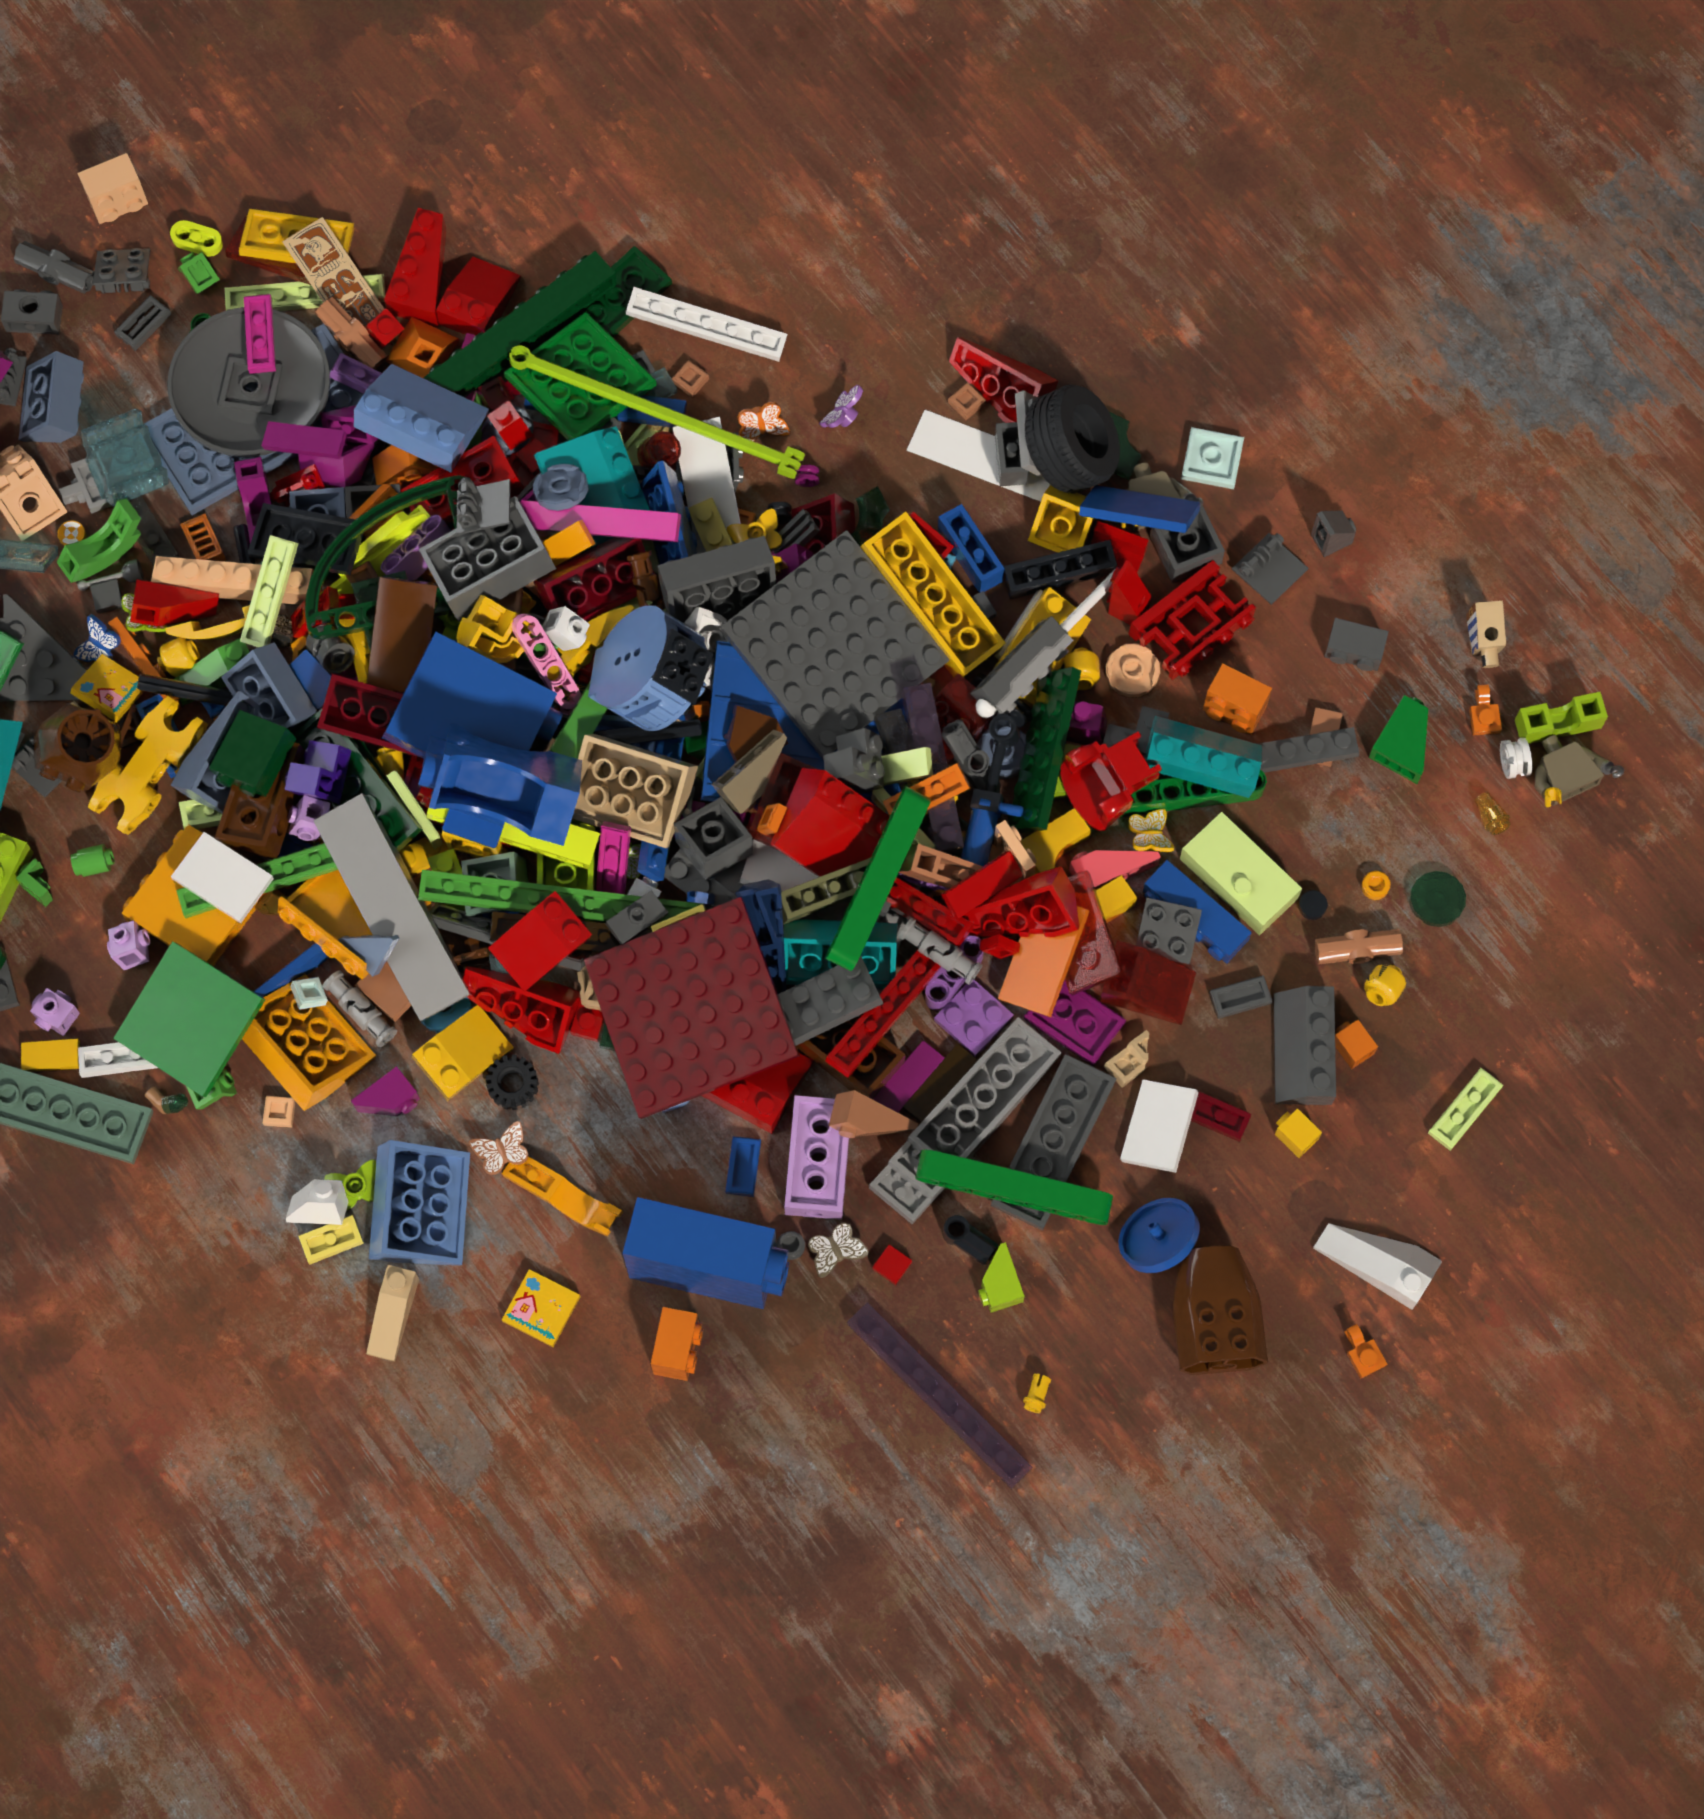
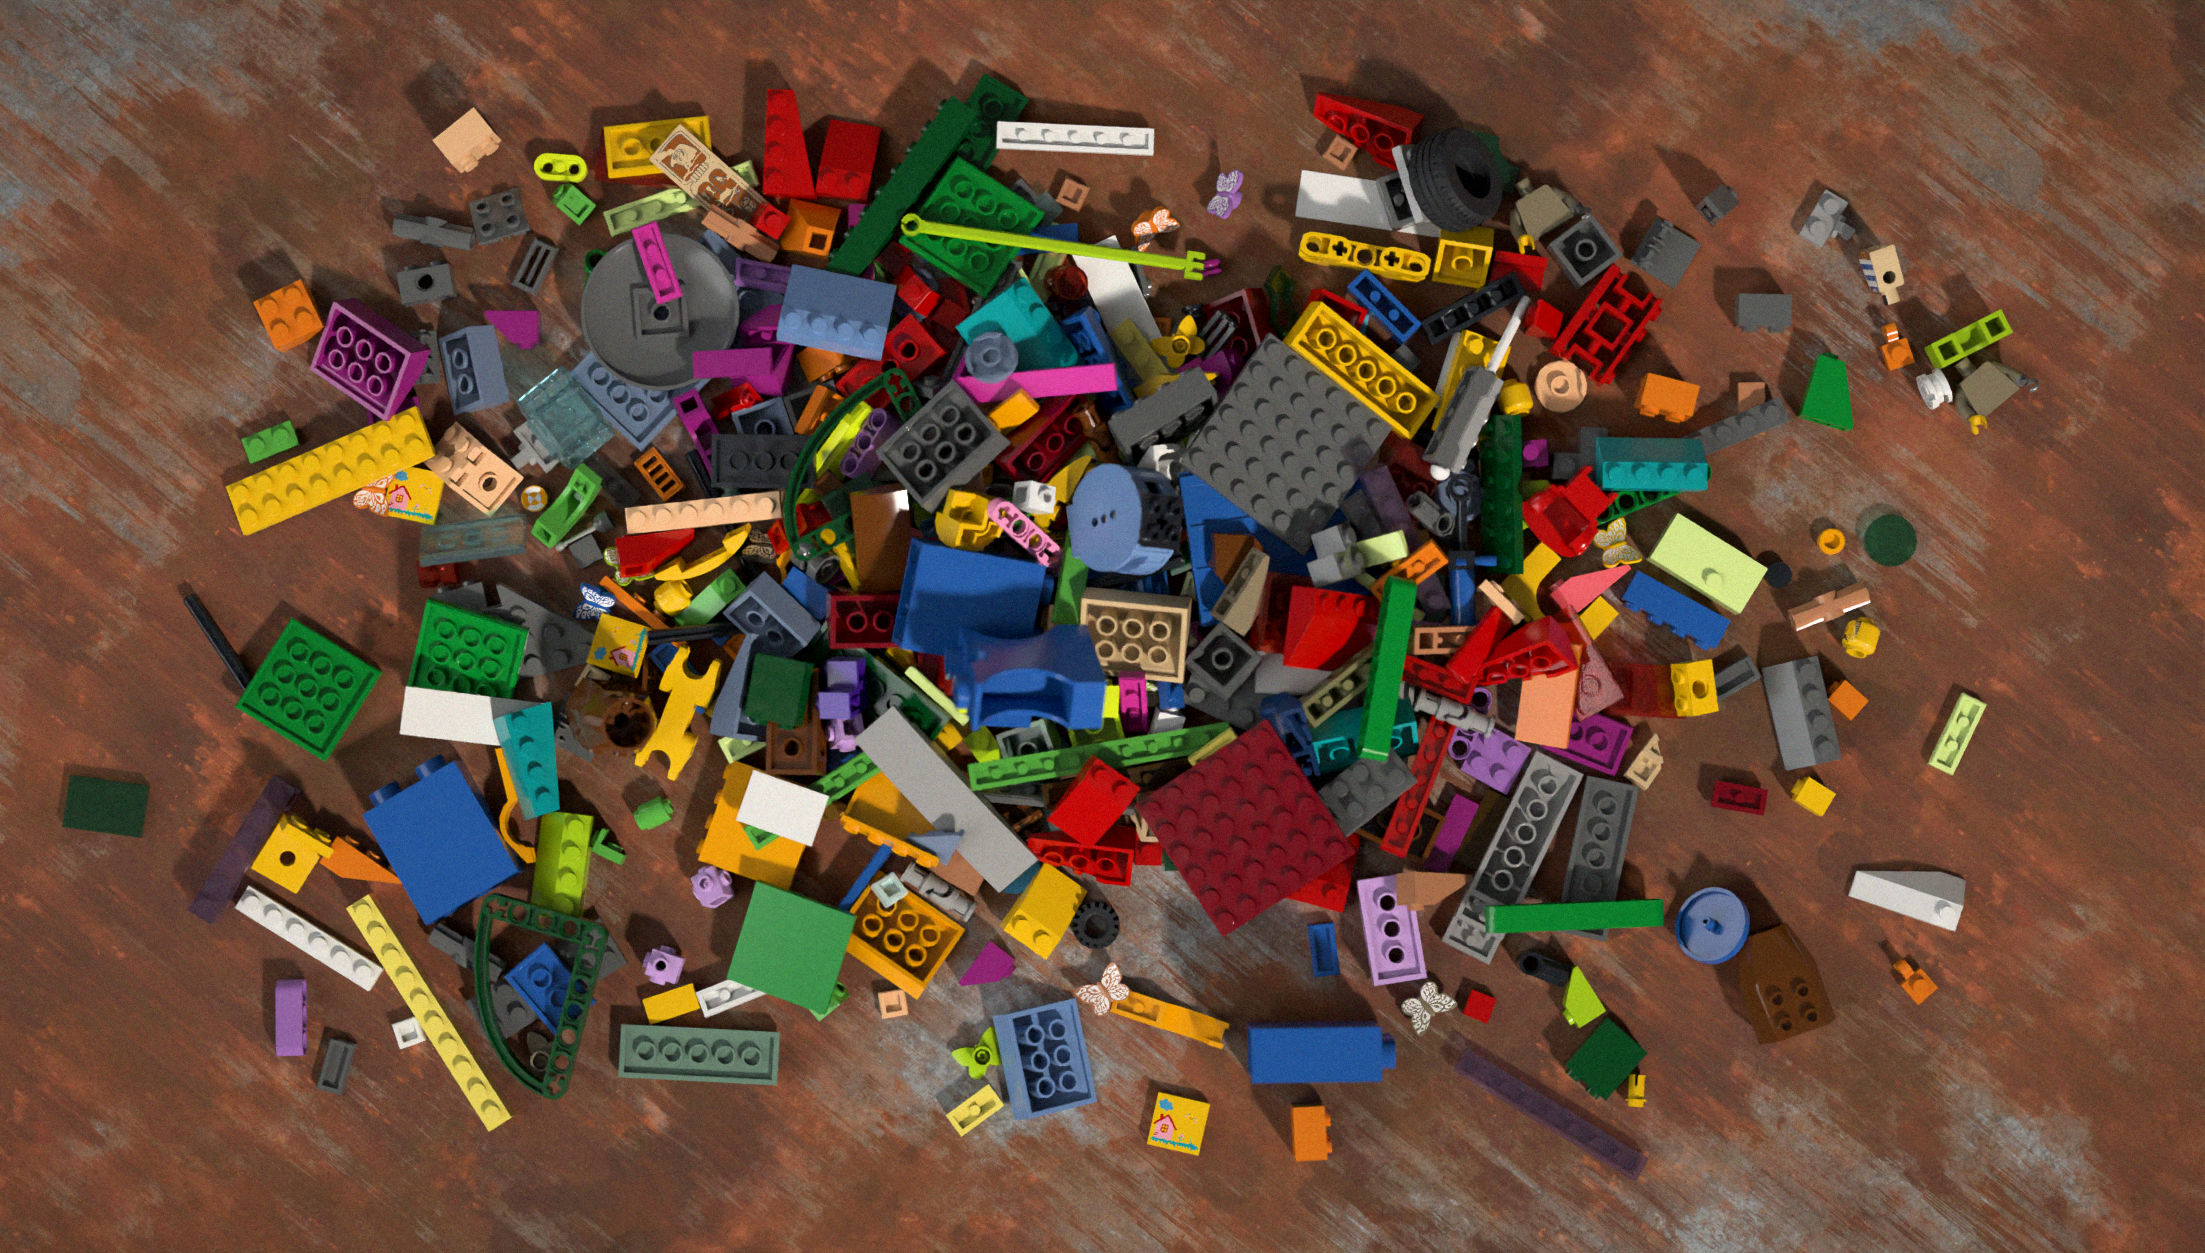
camera: 10 degrees left, 15 degrees up
(108, 369) = (519, 327): none -> magenta slope
(166, 1104) = (791, 1022): clear green arm -> none
(269, 592) = (745, 524): yellowish green tile -> none
(319, 1203) = (955, 1083): white slope -> none
(392, 1312) = (1048, 1163): tan slope -> none
(482, 505) = (925, 398): dark grey hinge -> none
(636, 918) = (1172, 754): dark grey plate -> none
(701, 897) = (1224, 719): blue tile -> none
(771, 819) = (1276, 639): orange tile -> none
(793, 1242) = (1384, 1011): dark grey plate -> none
(941, 488) = (1379, 265): none -> yellow piece
(999, 946) = (1506, 693): red tile -> none
(1010, 1350) = (1604, 1059): none -> dark green brick
(1139, 509) = (1536, 236): blue tile -> none
(1159, 1126) = (1687, 821): white tile -> none
(1169, 929) = (1654, 637): dark grey hinge -> none
(1207, 979) = (1703, 696): none -> yellow brick
(1212, 458) = (1585, 153): light aqua tile -> none
(1441, 576) = (1826, 221): none -> light grey hinge
(1492, 814) = (1923, 447): clear yellow cone -> none

